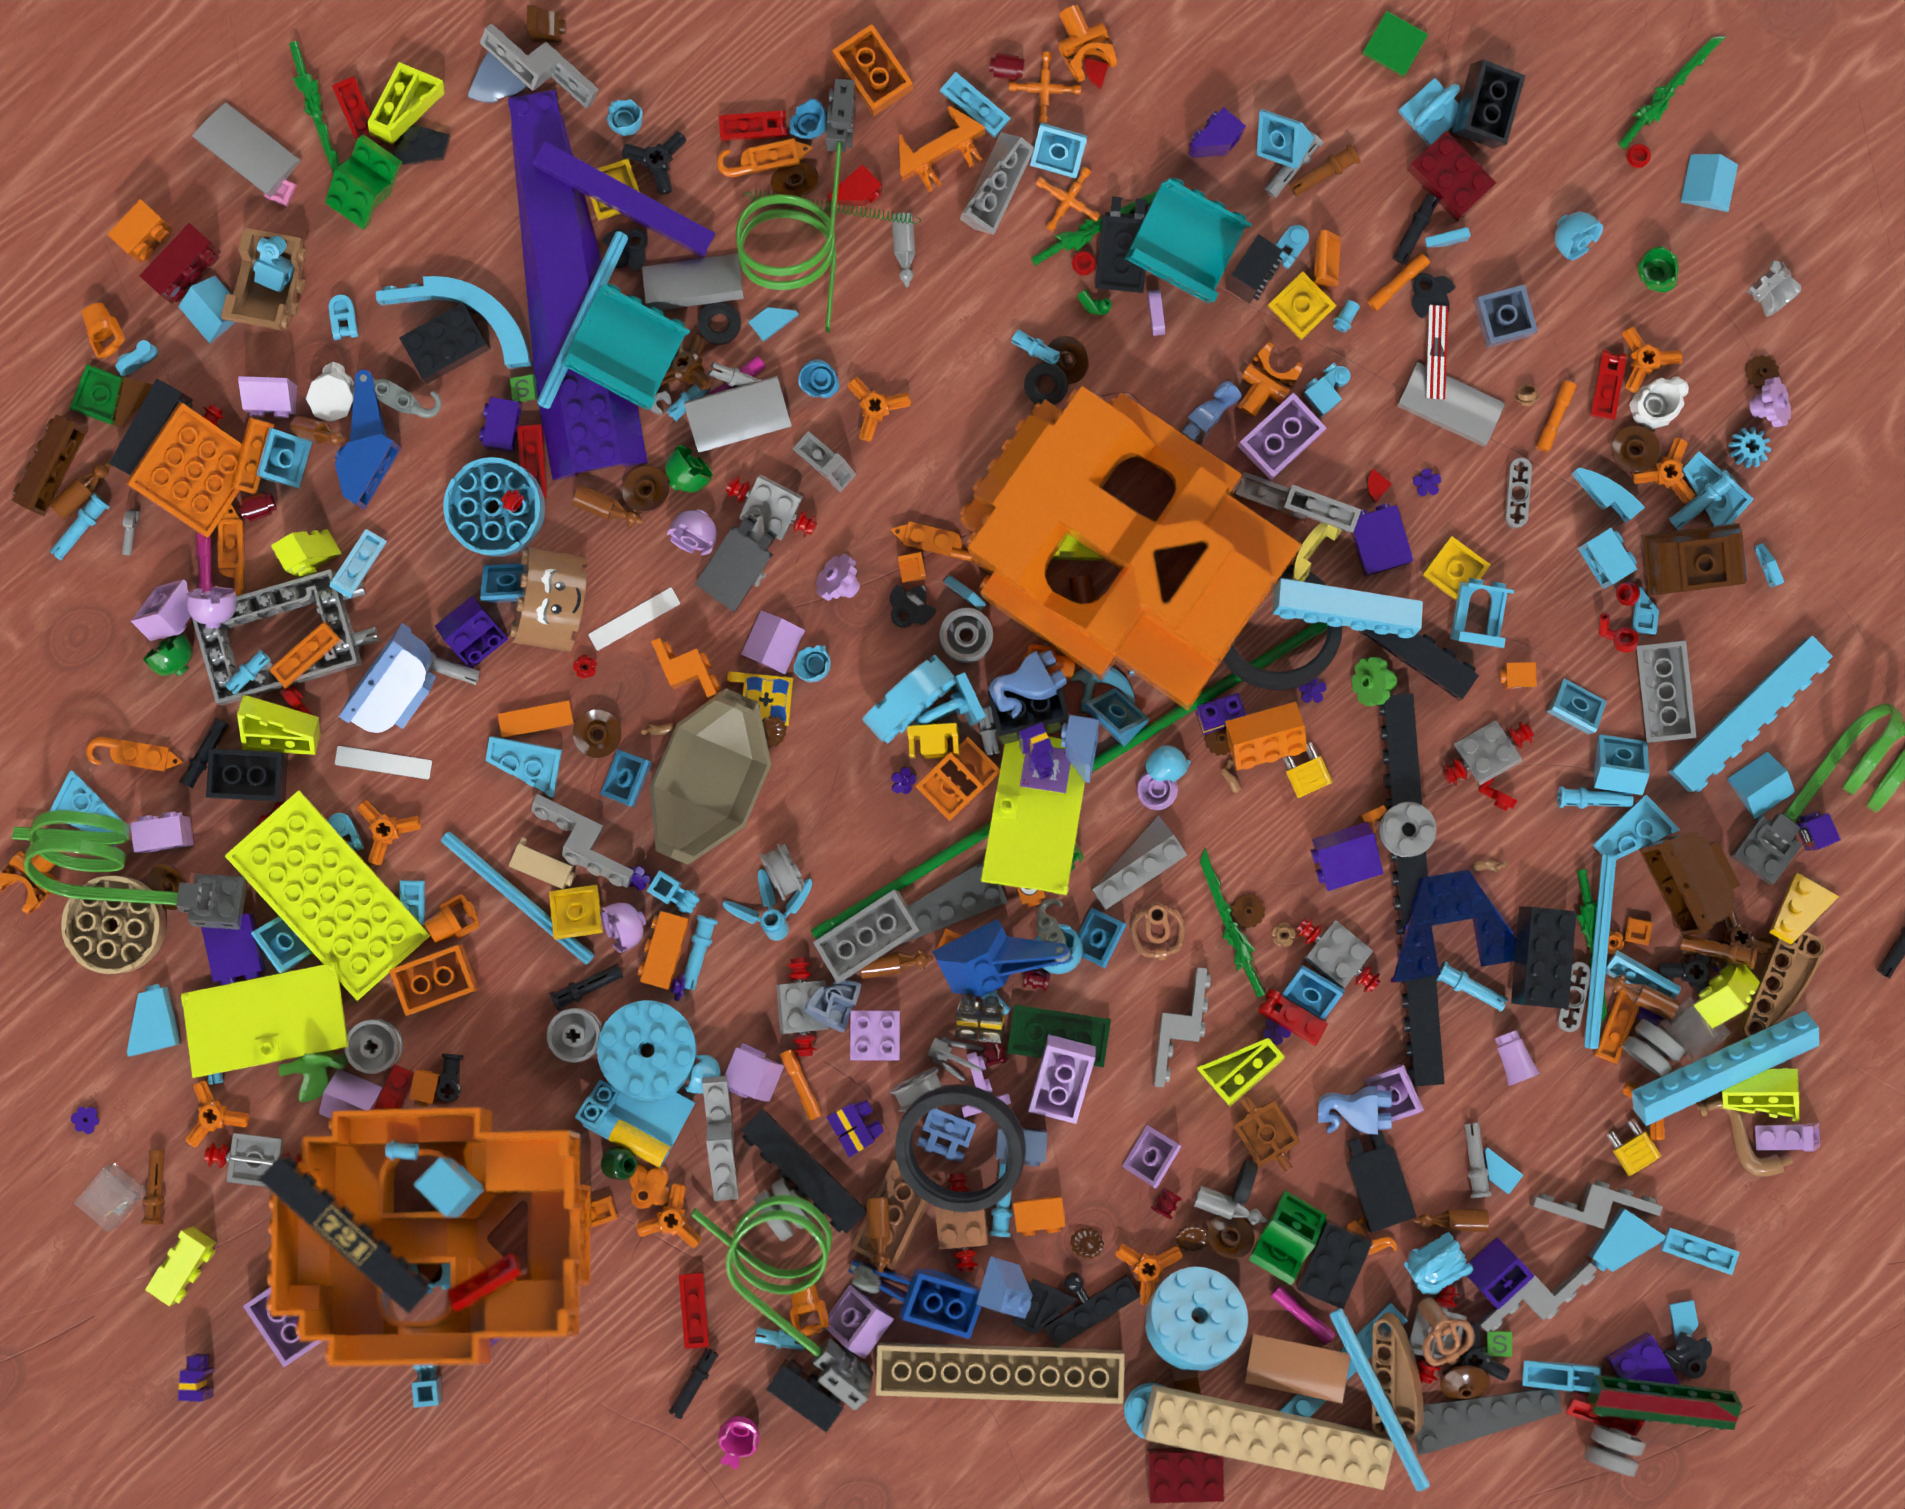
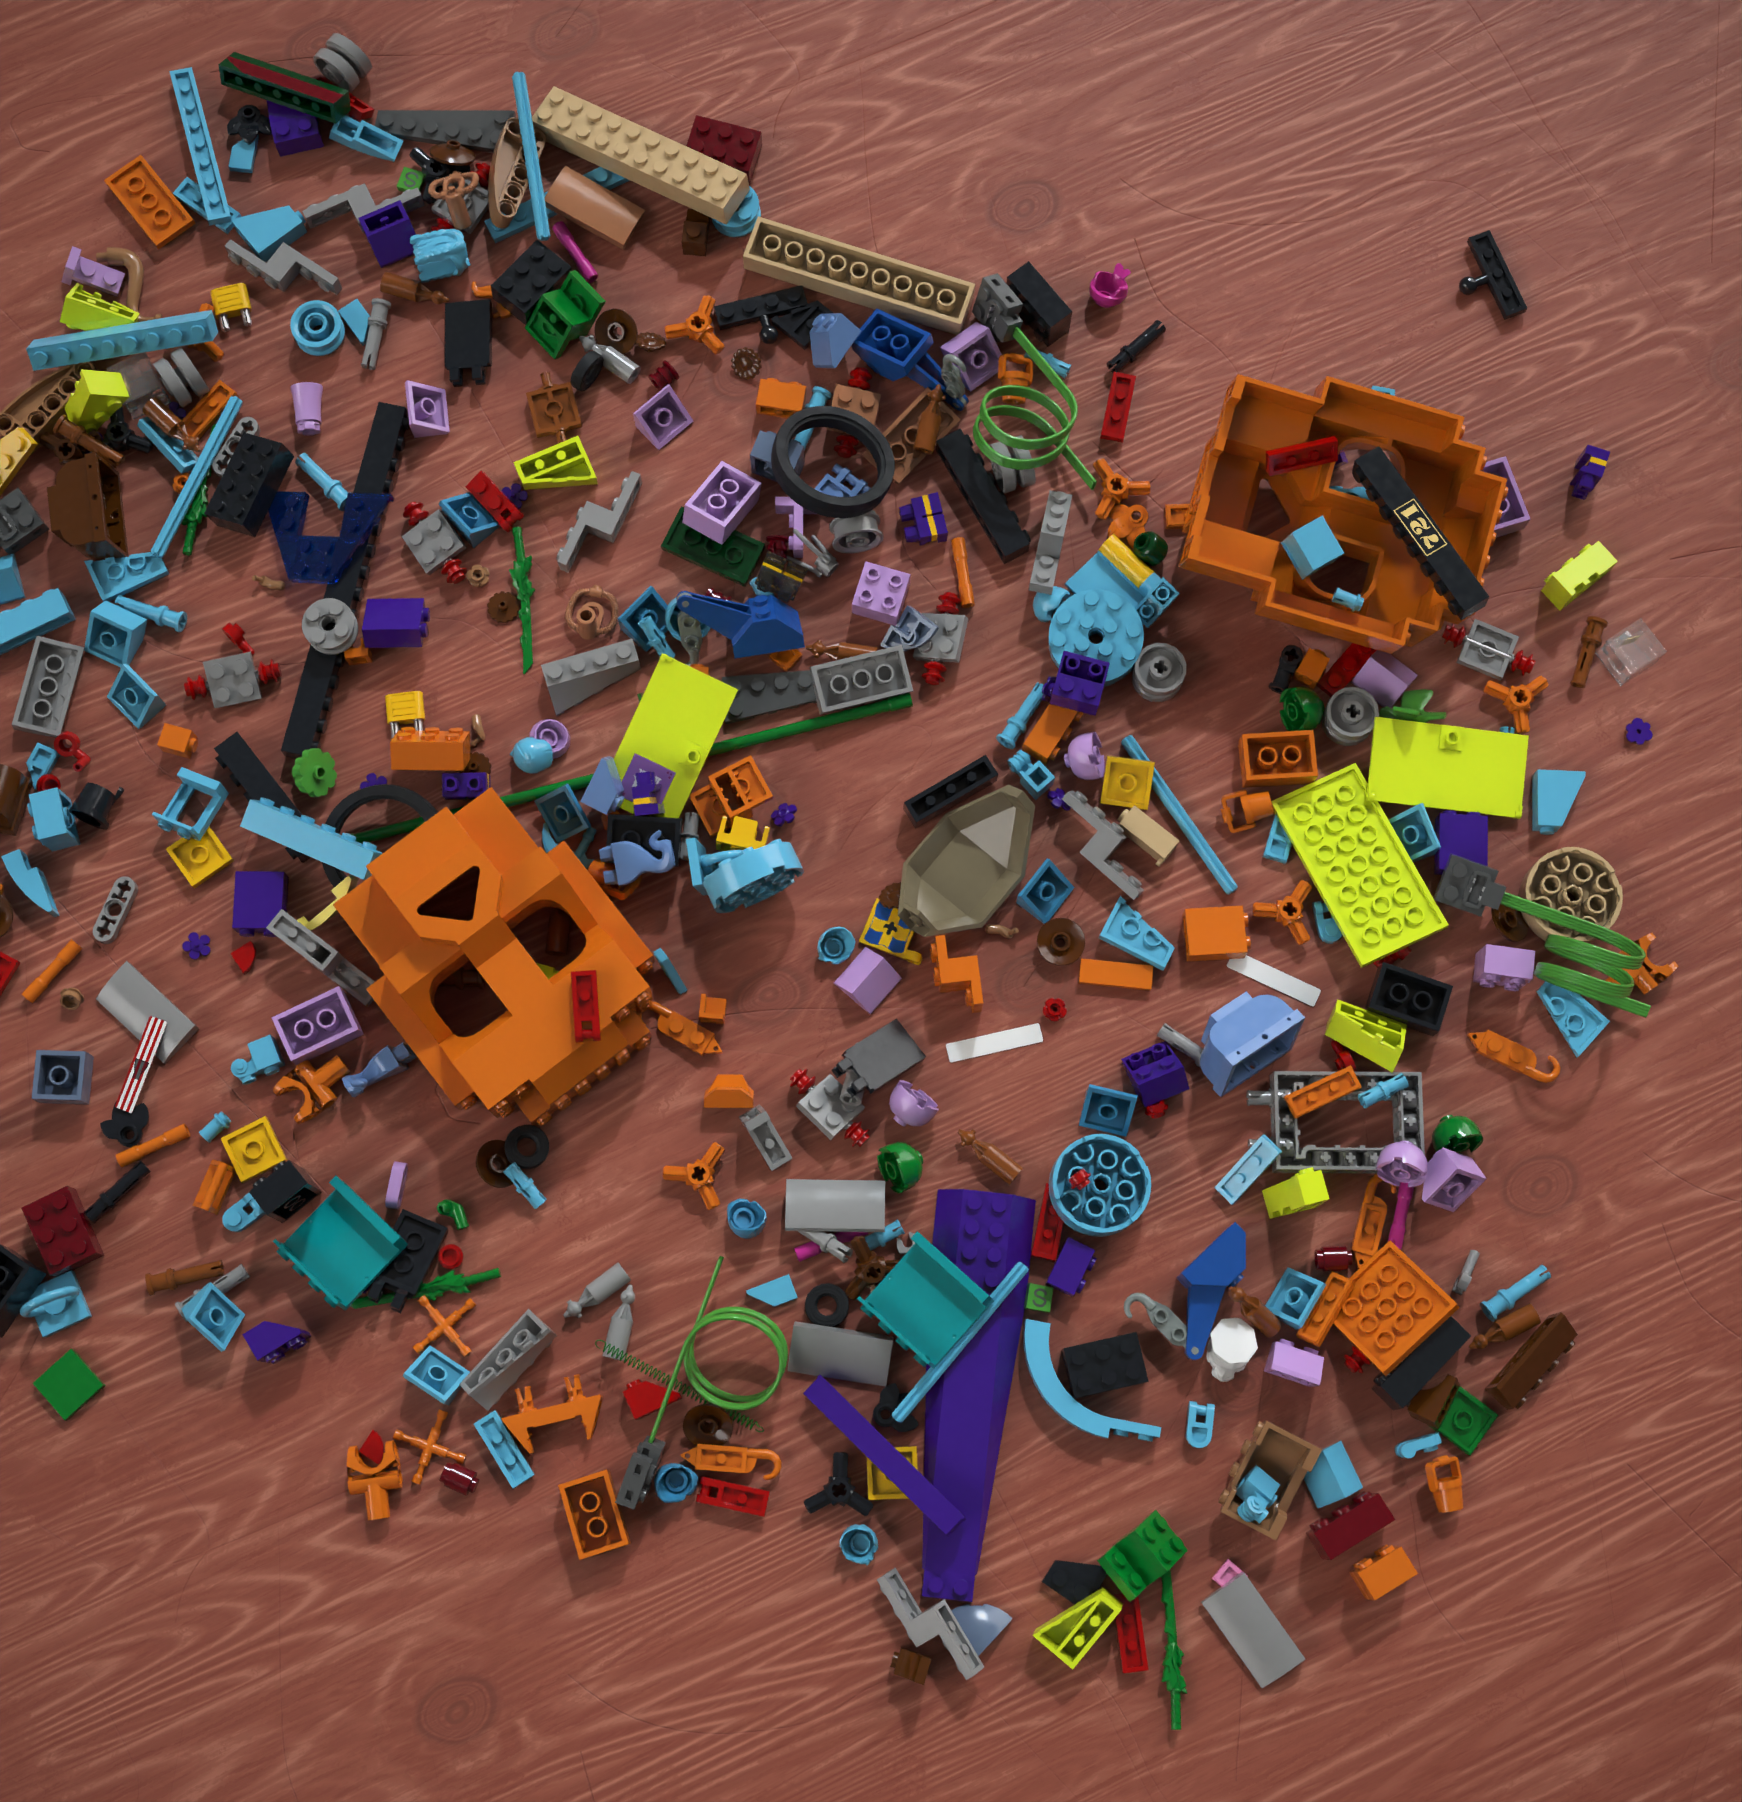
camera: 170 degrees left, 10 degrees down
(200, 759) = (1448, 1031): black pin -> none
(423, 1038) = (1301, 709): none -> green cylinder
(449, 786) = (1215, 933): none -> orange brick
(460, 597) = (1156, 1110): none -> red plate
(550, 599) = (1066, 1081): medium nougat cylinder -> none
(575, 991) = (1149, 716): black pin -> none
(641, 480) = (955, 1169): reddish brown dish -> none
(648, 993) = (1079, 683): none -> dark purple slope
(745, 849) = (950, 791): none -> black brick
(752, 1073) = (1004, 591): lavender plate -> none
(772, 921) = (943, 742): medium azure plant -> none
(782, 871) = (924, 760): light grey wheel -> none
(838, 578) = (787, 1018): lavender plant -> none
(871, 493) = (729, 1092): none -> orange slope
(912, 603) = (722, 975): black plate -> none
(934, 273) = (599, 1290): none -> light grey wheel
(966, 619) = (681, 944): light grey wheel -> none
(1021, 509) = (585, 1004): none -> red plate
(1083, 919) = (655, 637): none -> medium azure pin
(1220, 1313) = (647, 264): medium azure brick -> none
(1357, 1109) = (463, 403): medium blue hips -> none
(1448, 238) = (82, 1171): medium azure tile -> none
(1520, 1147) = (321, 341): none -> medium azure wheel
(1574, 587) = (94, 805): none -> black hat
(1638, 931) = (156, 487): orange tile -> none
(1730, 1312) = (200, 146): none -> medium azure plate
(1760, 1236) = (149, 202): none -> orange plate

